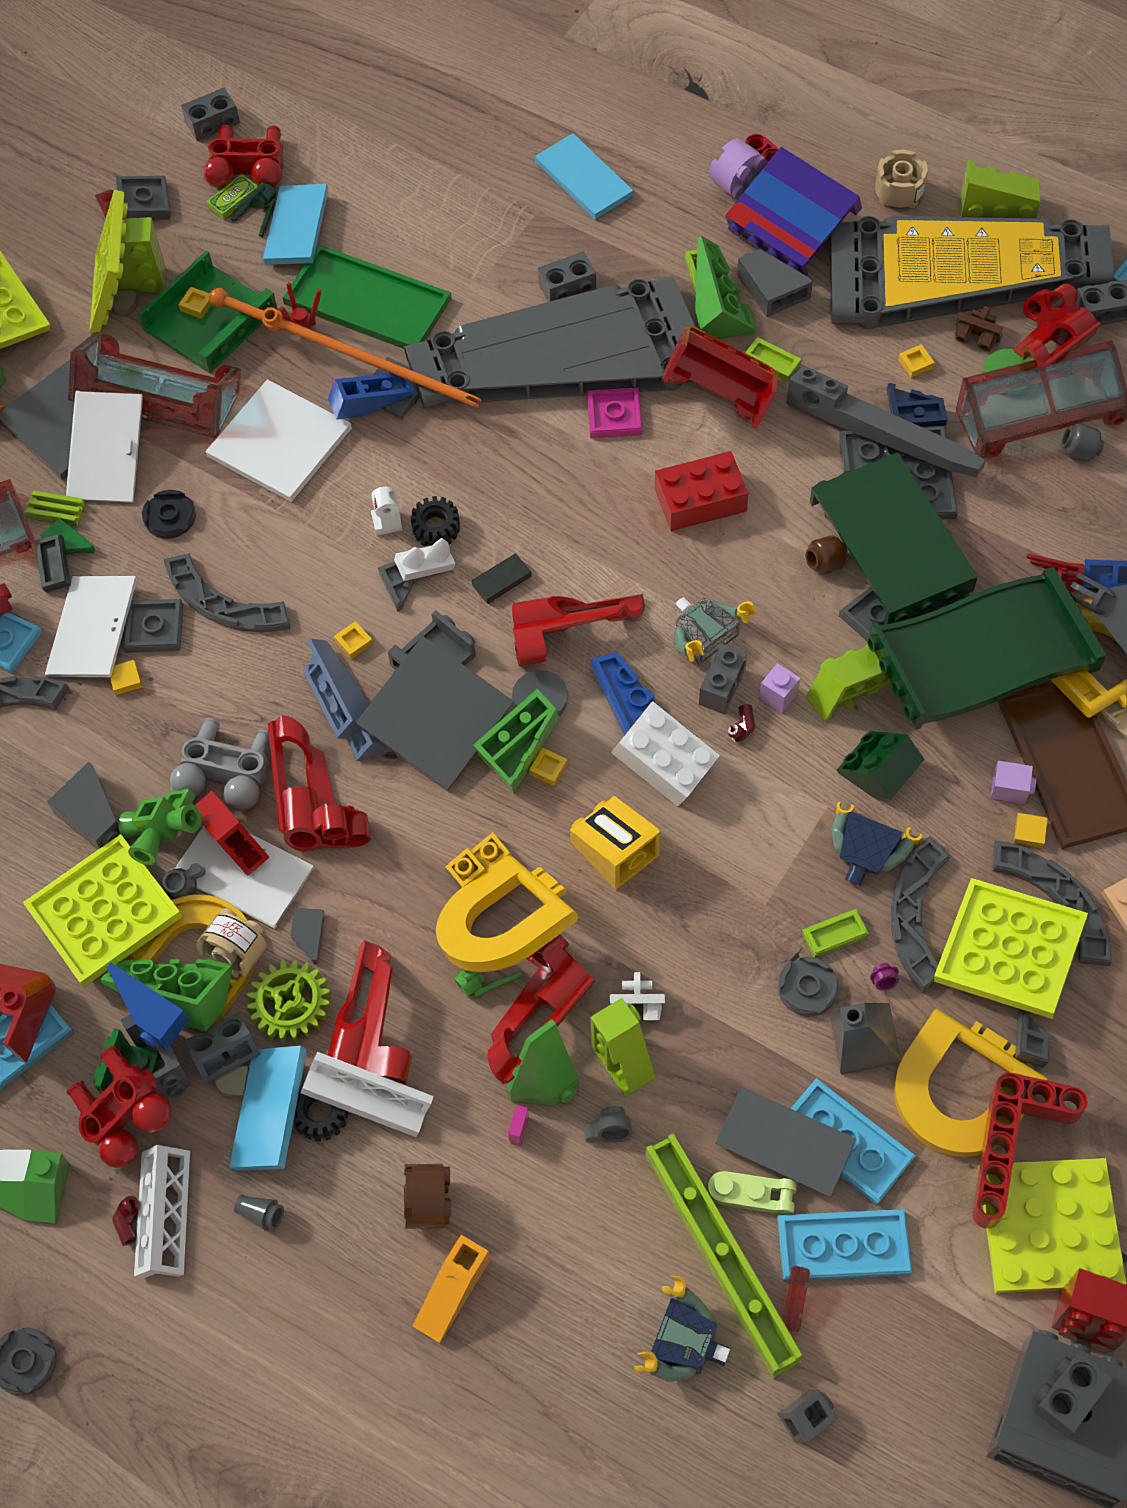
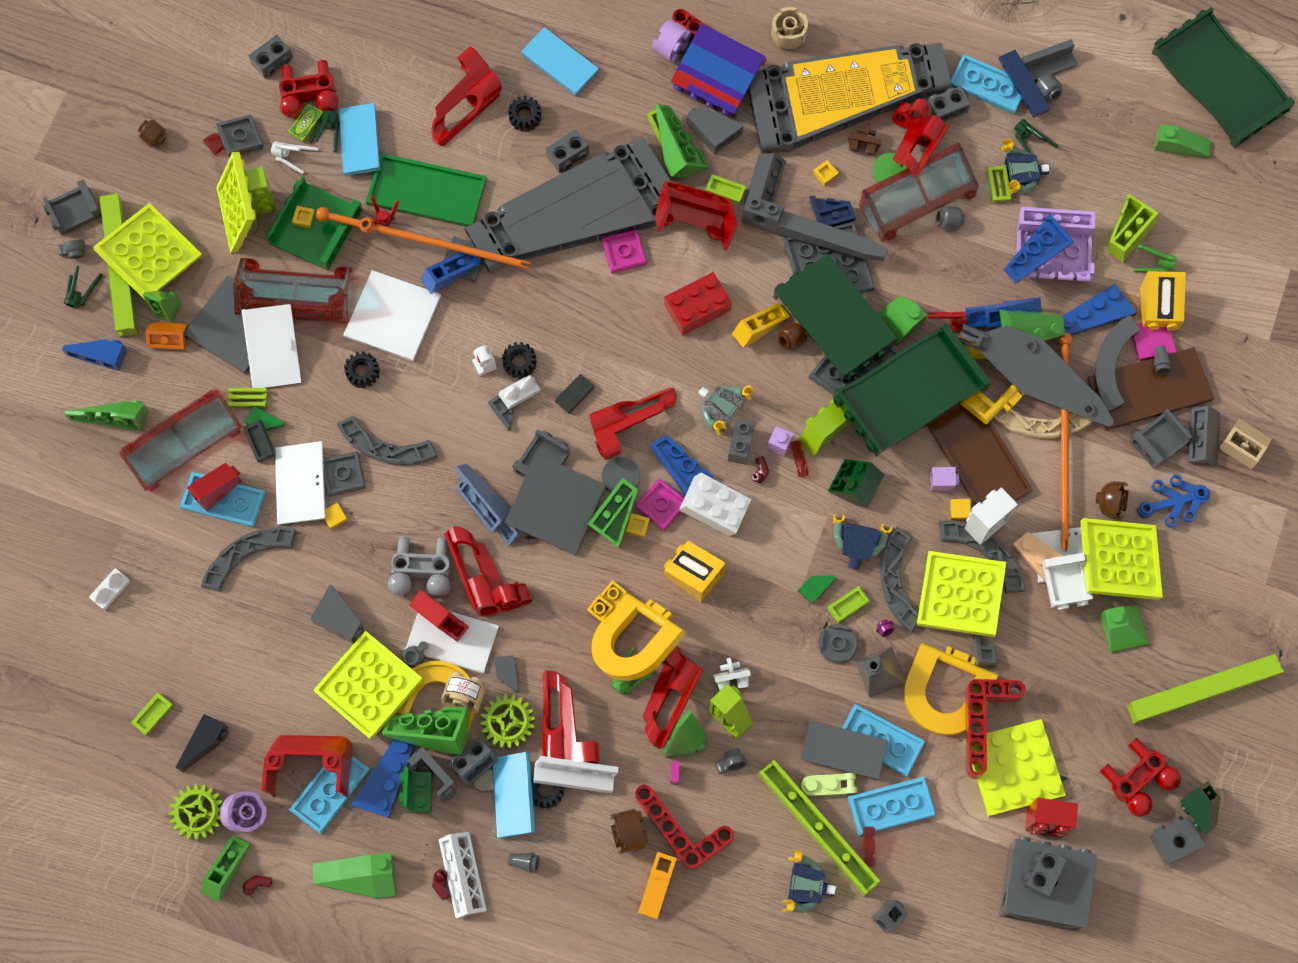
camera: 15 degrees left, 10 degrees up
(32, 176) = (152, 133): none -> reddish brown head
(80, 1054) = (383, 784): none -> blue wing
(127, 1097) = (427, 805): red piece -> none
(152, 1013) = (428, 753): blue slope -> none
(159, 821) = (391, 618): bright green brick -> none
(168, 514) = (329, 387): black tile -> none
(193, 221) = (282, 150): none -> white plant
(222, 509) = (362, 359): none -> black tyre
(353, 640) = (484, 459): yellow tile -> none
(468, 186) = (478, 87): none -> red panel
(500, 1217) = (677, 832): none -> red beam
(522, 238) = (521, 104): none -> black tyre
(587, 744) = (660, 504): none -> dark pink tile
(781, 532) = (759, 324): none -> yellow slope
(791, 898) = (815, 586): none -> green tile
(803, 718) = (799, 458): none -> clear red axle
(835, 349) = (766, 177): none -> dark grey panel
(993, 558) = (903, 317): none -> bright green slope
(997, 194) = (860, 30): lime wedge -> none
(1074, 837) = (990, 515): none -> white brick

